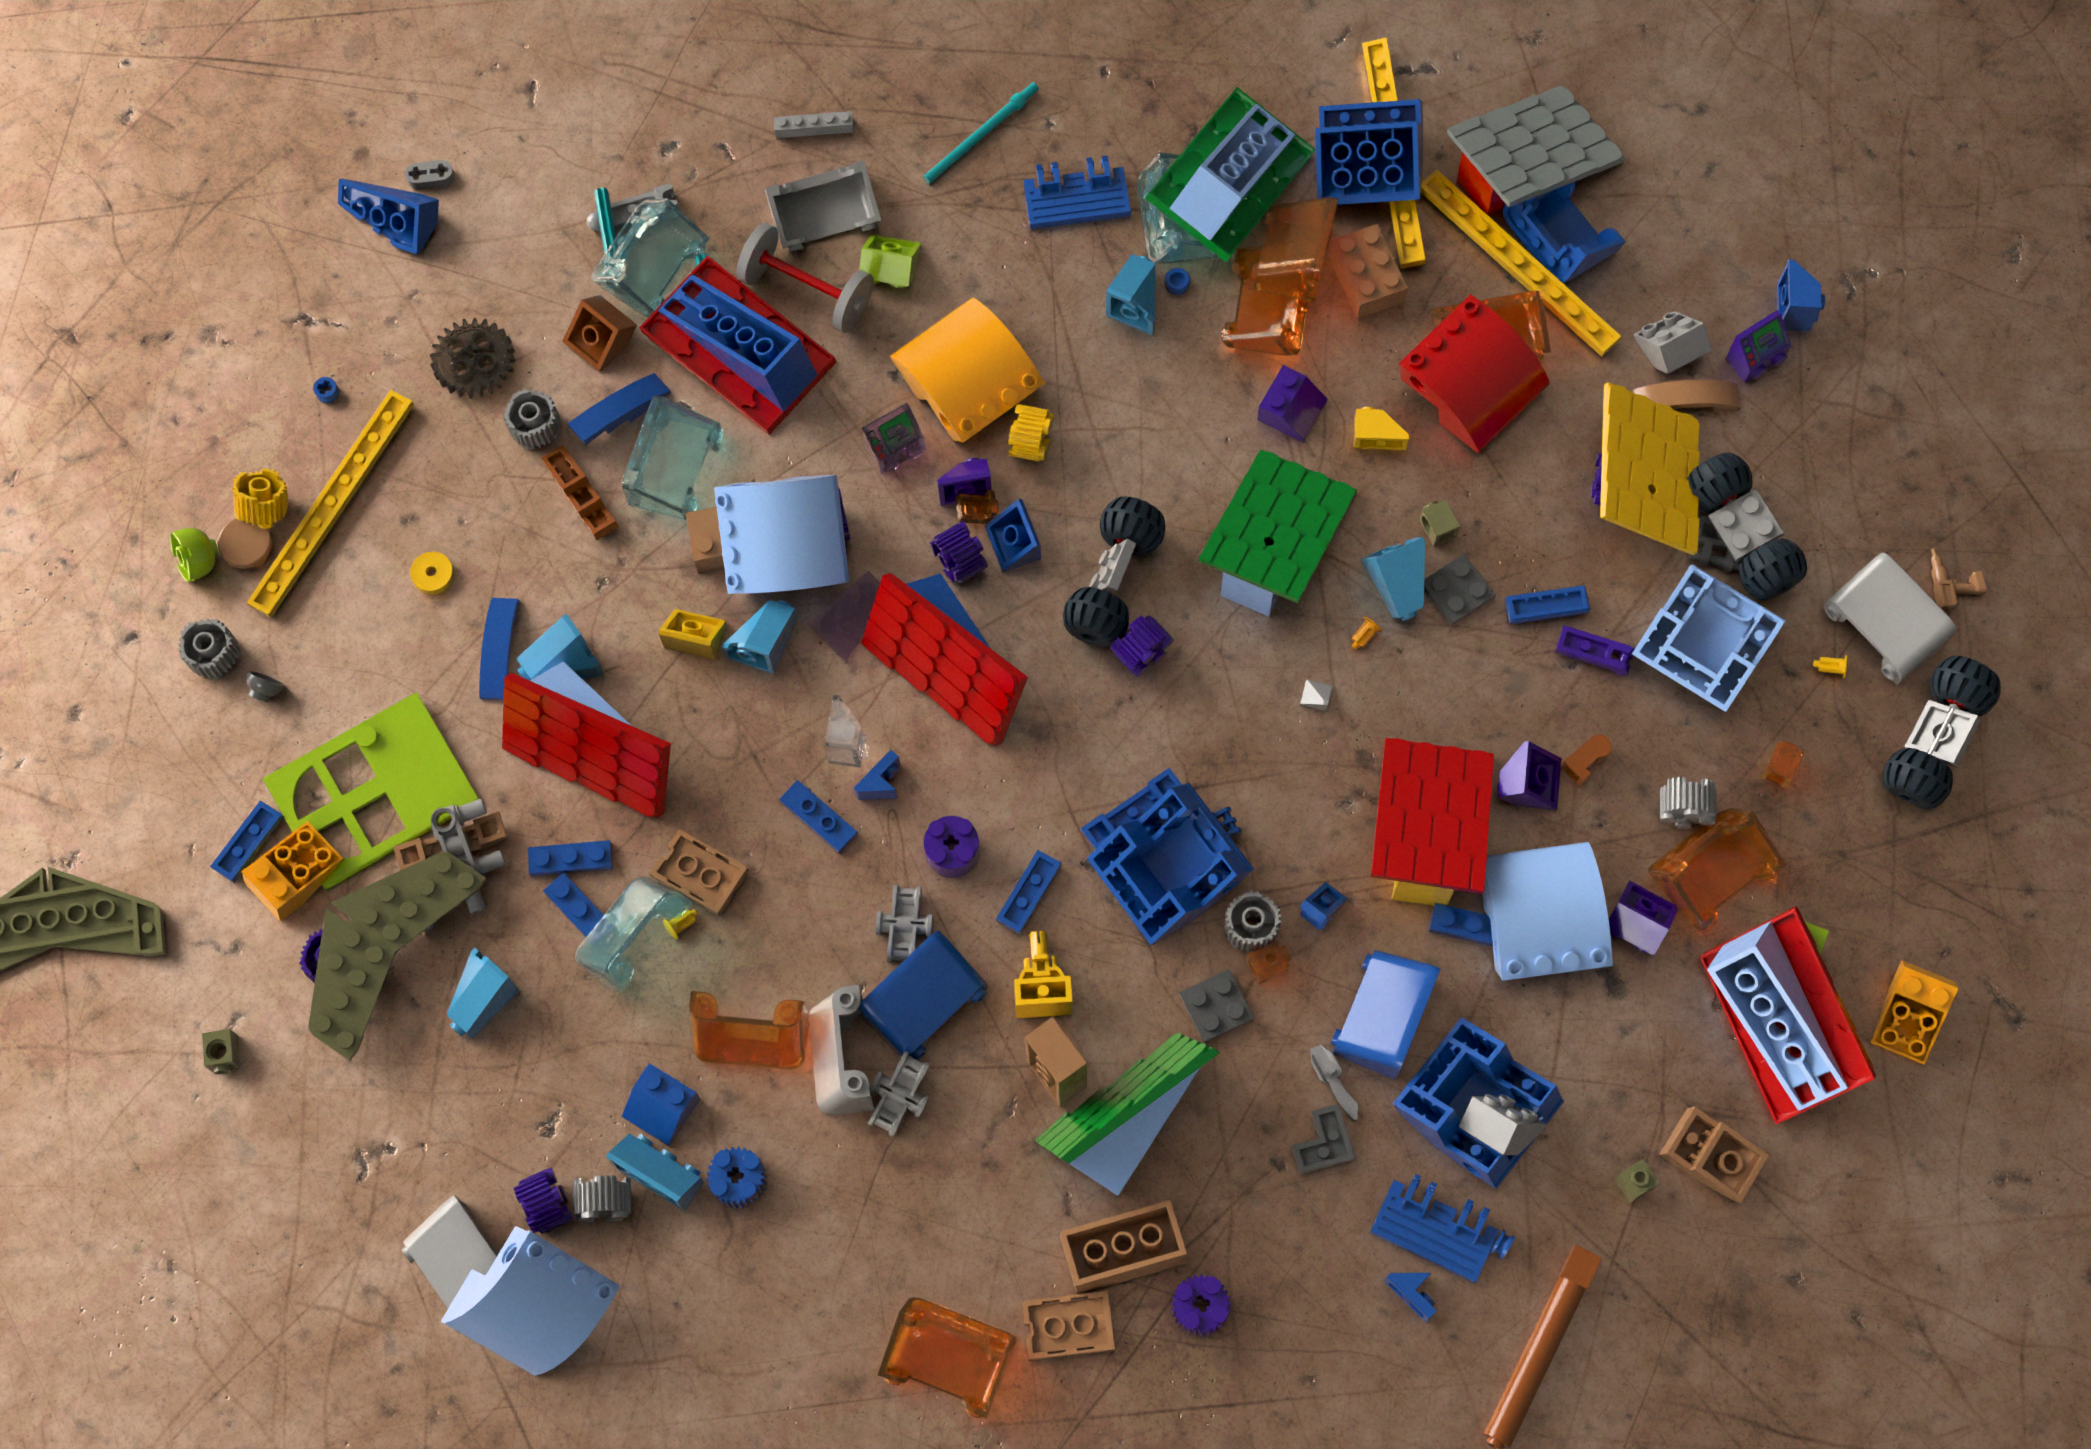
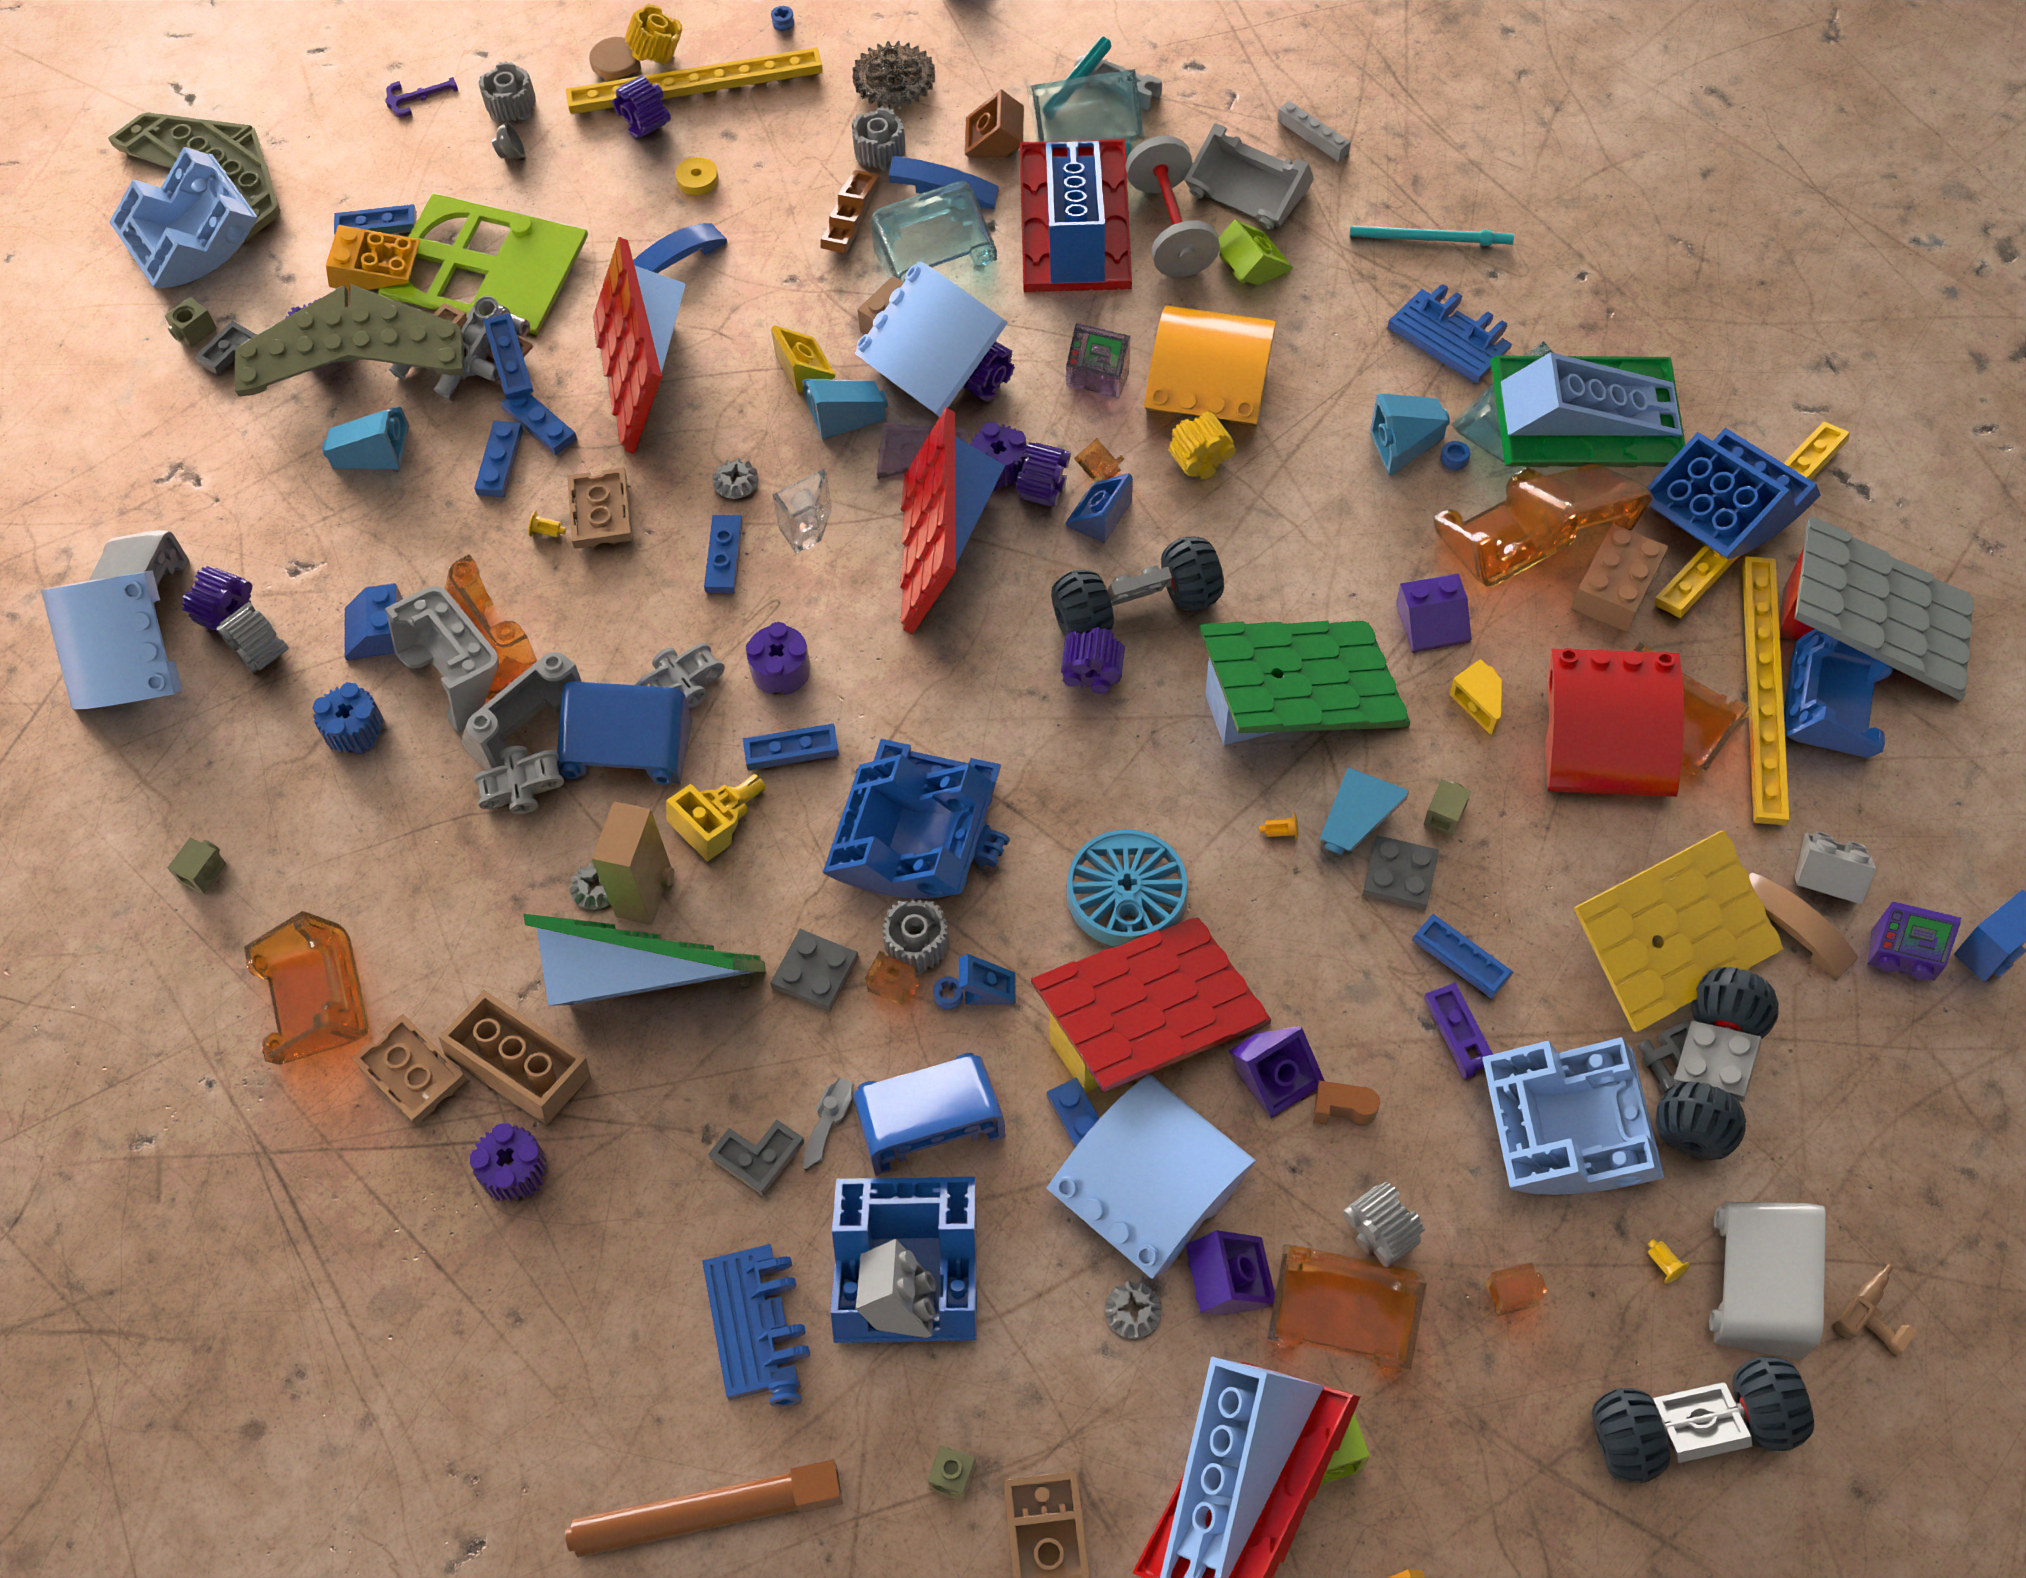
camera: 50 degrees right, 10 degrees down
(108, 987) = (184, 224): none -> light blue slope
(117, 740) = (393, 101): none -> dark purple piece
(194, 552) = (575, 33): lime cylinder -> none
(274, 1033) = (222, 348): none -> dark grey plate
(330, 561) = (641, 106): none -> dark purple brick
(502, 836) = (508, 355): none -> blue plate
(558, 645) = (706, 289): dark azure slope -> none
(603, 947) = (459, 491): clear light blue windscreen -> none
(656, 1170) = (306, 655): dark azure slope -> none
(753, 1060) = (437, 631): none -> light grey windscreen
(757, 771) = (742, 486): none -> light grey gear
(769, 1366) = (197, 865): none -> olive brick
(875, 784) = (788, 565): blue slope -> none
(911, 556) = (1005, 446): none -> dark purple brick
(965, 478) = (1114, 432): dark purple slope -> none
(1022, 1115) = (581, 891): none -> light grey gear
(1299, 939) = (945, 1003): none -> blue bush
(1316, 695) = (1185, 834): light grey slope -> none
(1322, 754) = (1113, 880): none -> dark azure piece
(1405, 1287) = (668, 1336): blue slope -> none
(1602, 995) = (1122, 1321): none -> light grey gear

